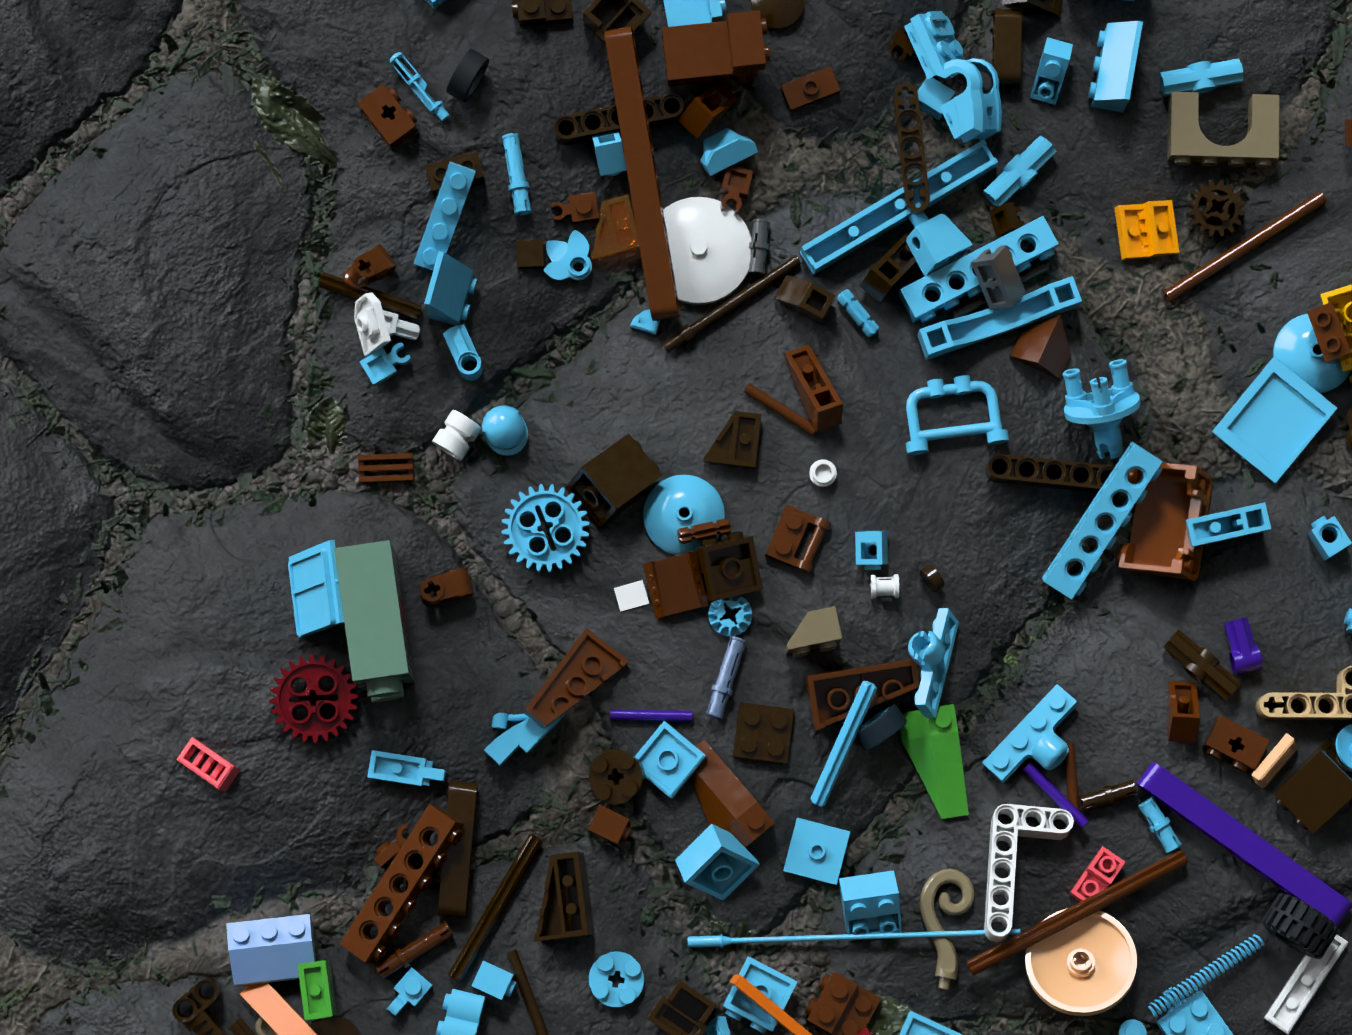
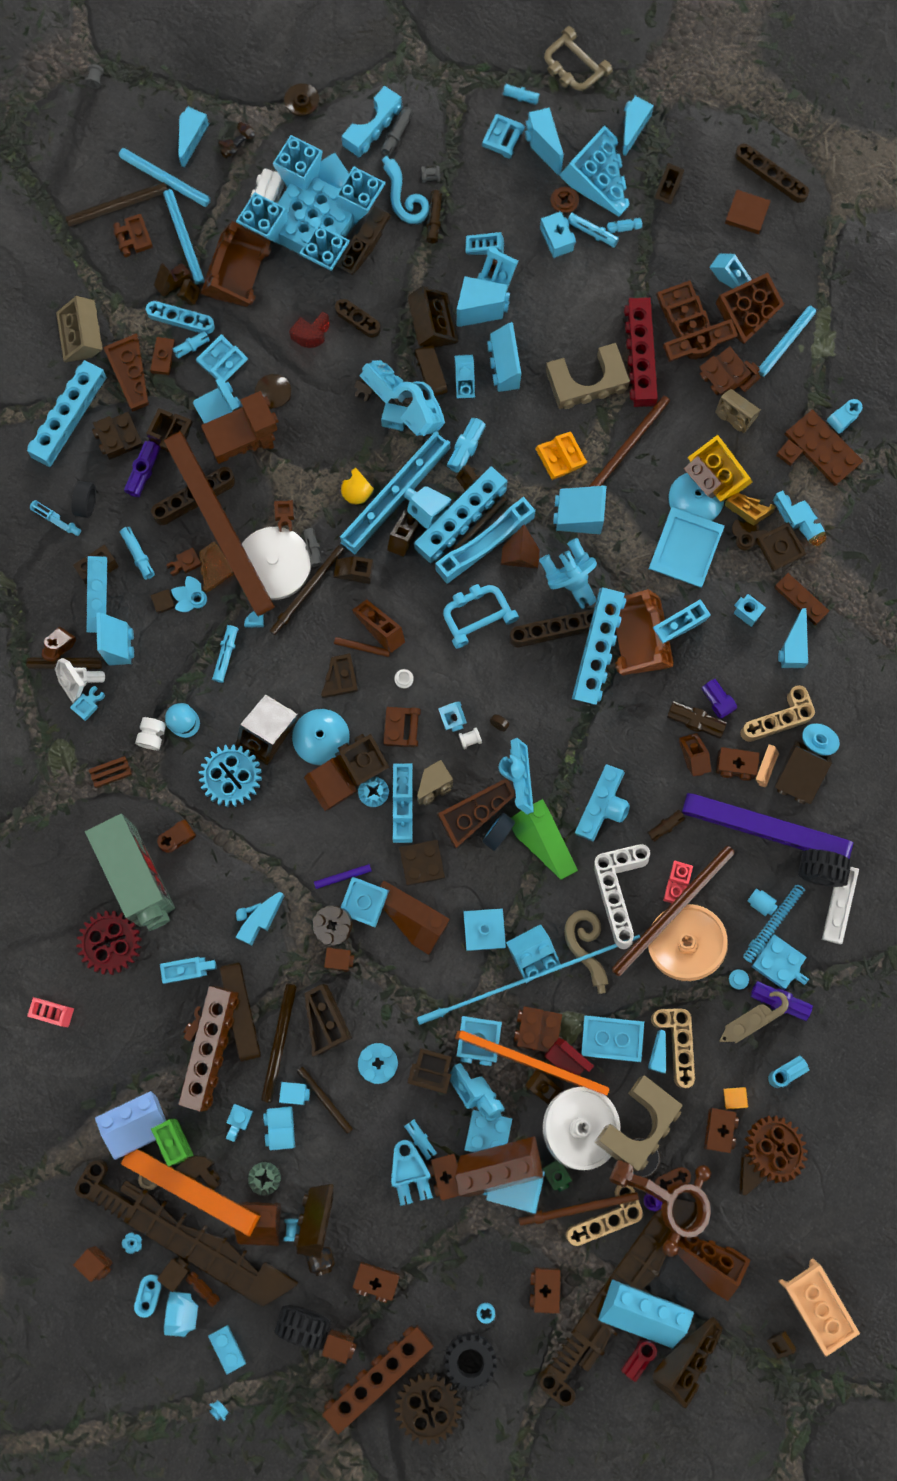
camera: 15 degrees left, 5 degrees down
(315, 589) = (84, 867): medium azure piece -> none
(391, 131) = (47, 550): reddish brown brick -> none
(414, 950) = (232, 1091): reddish brown pin -> none
(463, 351) = (138, 678): medium azure piece -> none
(570, 43) = (145, 459): none -> dark purple piece
(576, 676) = (283, 865): reddish brown wing -> none
(597, 348) = (225, 654): none -> medium azure pin
(609, 153) = (194, 519): medium azure brick -> none
(631, 595) = (303, 801): white sticker -> none
(703, 531) = (337, 741): reddish brown axle -> none
(707, 109) = (249, 471): reddish brown slope -> none
(716, 863) = (419, 960): medium azure slope -> none
(725, 150) = (269, 493): medium azure slope -> none
(726, 676) = (384, 834): sand blue pin -> none
(764, 643) = (402, 803): none -> medium azure slope
(810, 88) = (312, 437): reddish brown plate -> none
(843, 743) = (478, 850): medium azure axle -> none
(848, 185) = (356, 489): none -> yellow helmet
(858, 313) = (392, 568): medium azure axle -> none
(911, 135) = (390, 442): dark brown beam -> none
(998, 278) = (475, 514): dark grey hinge -> none
(1055, 795) = (630, 837): dark purple bar -> none
(1071, 777) = (639, 827): reddish brown bar -> none
(1145, 318) = (580, 509): none -> medium azure slope
(1159, 824) = (707, 833): medium azure pin -> none
(1201, 77) = (562, 348): medium azure piece -> none
(1201, 942) = (762, 902): none -> medium azure brick
(1221, 218) = (598, 420): dark brown gear -> none
(1335, 55) = (641, 308): none -> dark red brick

